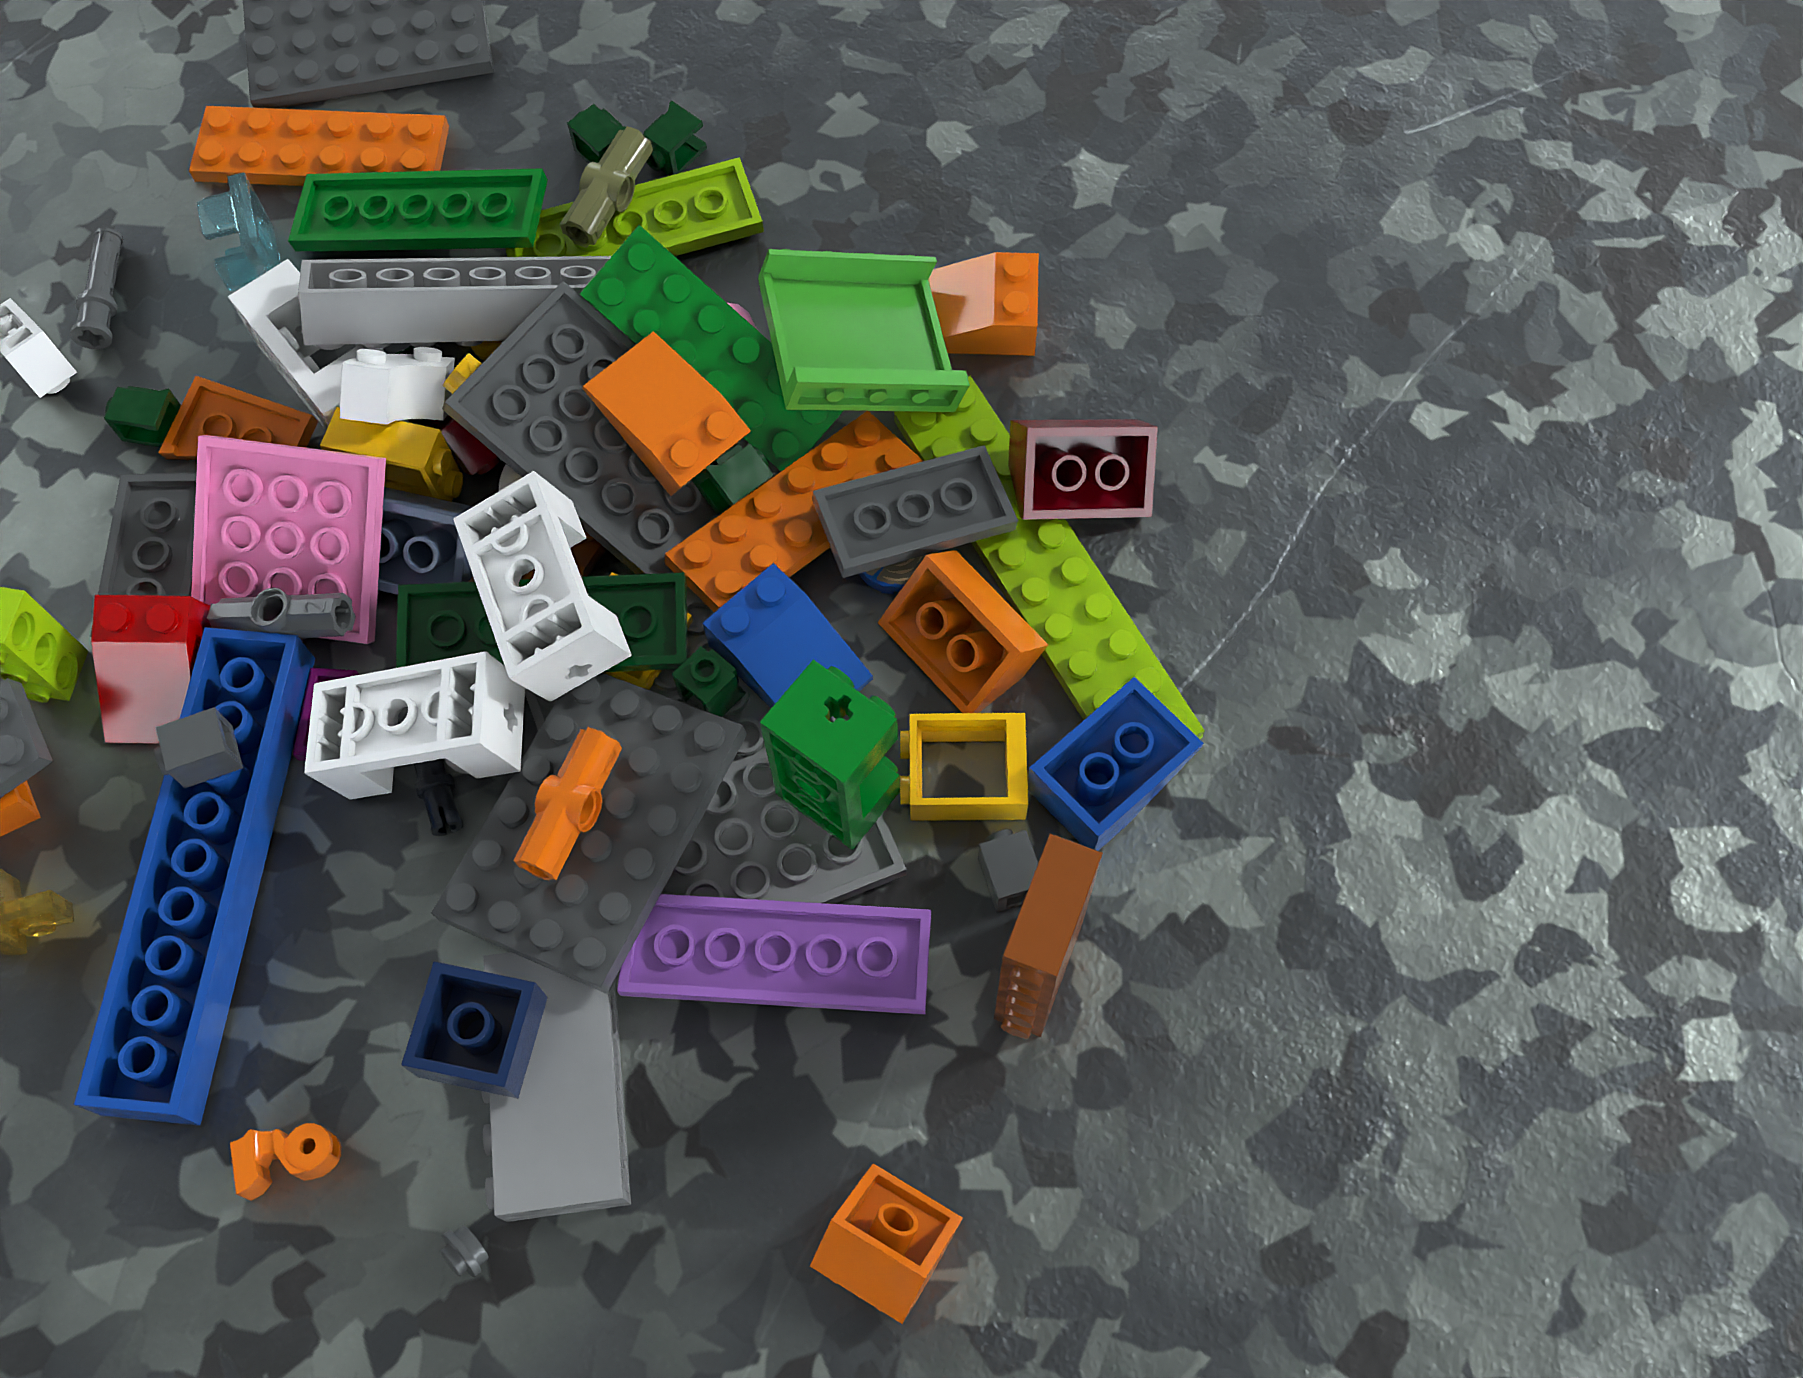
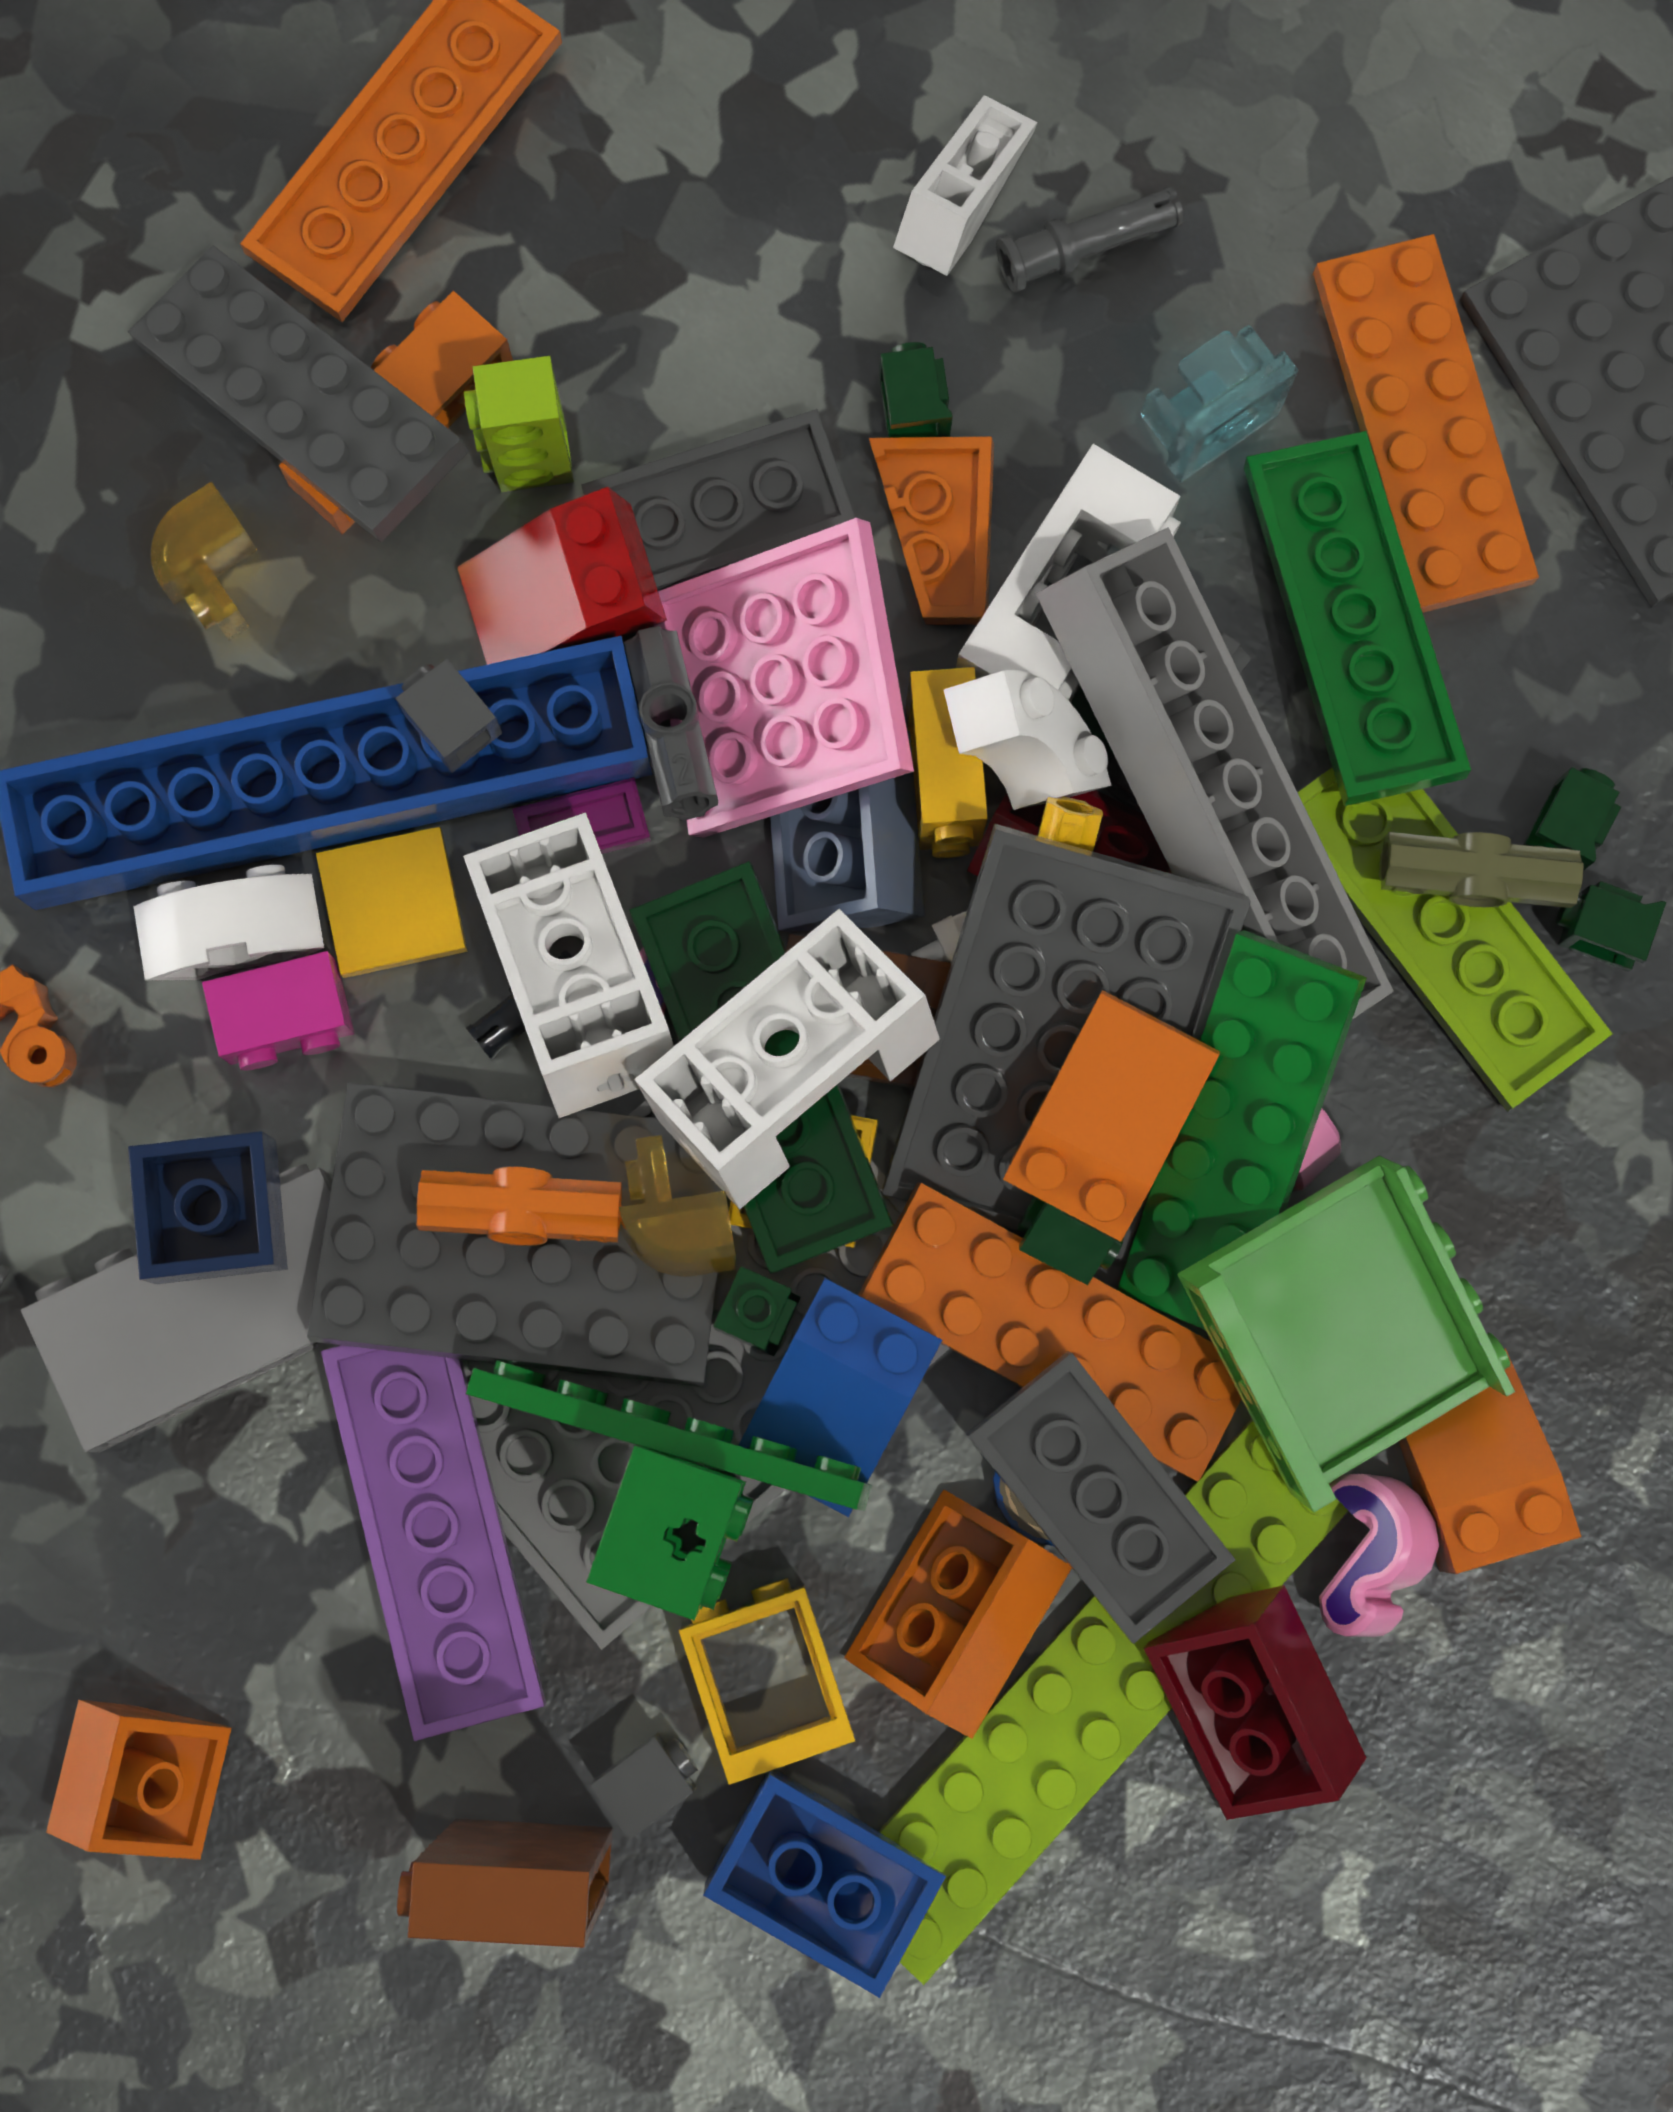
camera: 65 degrees right, 15 degrees up
(278, 974) = (228, 924): none -> white brick
(319, 860) = (391, 902): none -> yellow tile
(358, 958) = (278, 1011): none -> dark pink brick
(629, 707) = (674, 1234): none -> clear yellow brick
(737, 802) = (649, 1428): none -> green plate
(1017, 366) = (1389, 1558): none -> bright pink animal

